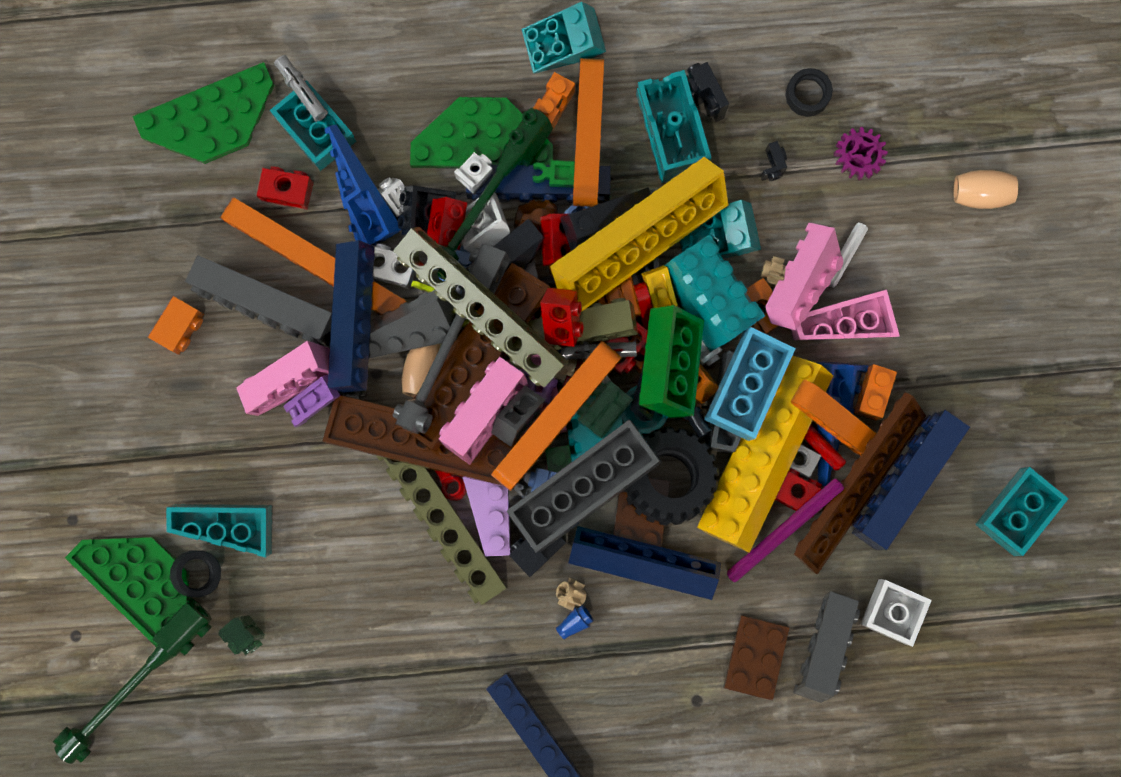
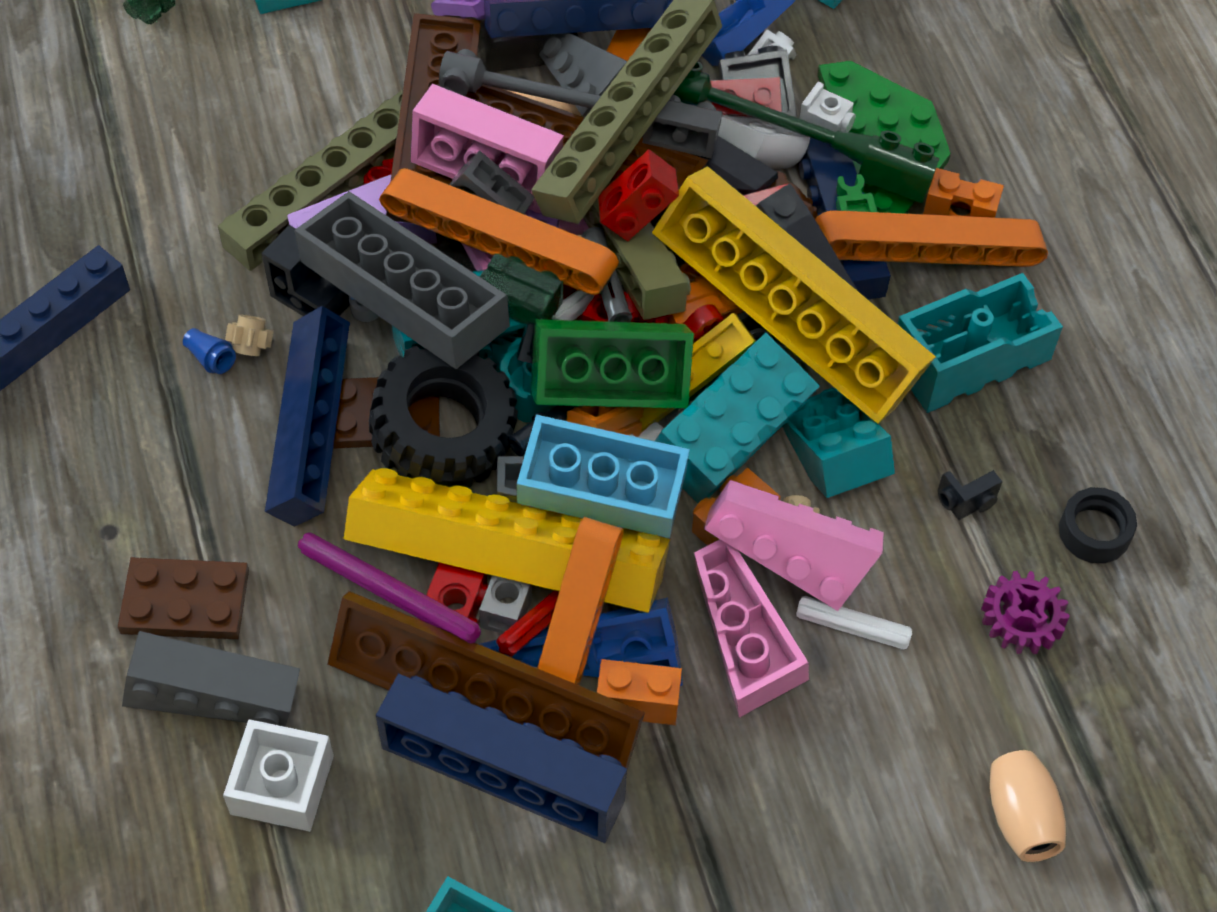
camera: 75 degrees right, 25 degrees down
(564, 38) = (1065, 204): teal slope -> none
(706, 89) = (1047, 376): black plate -> none

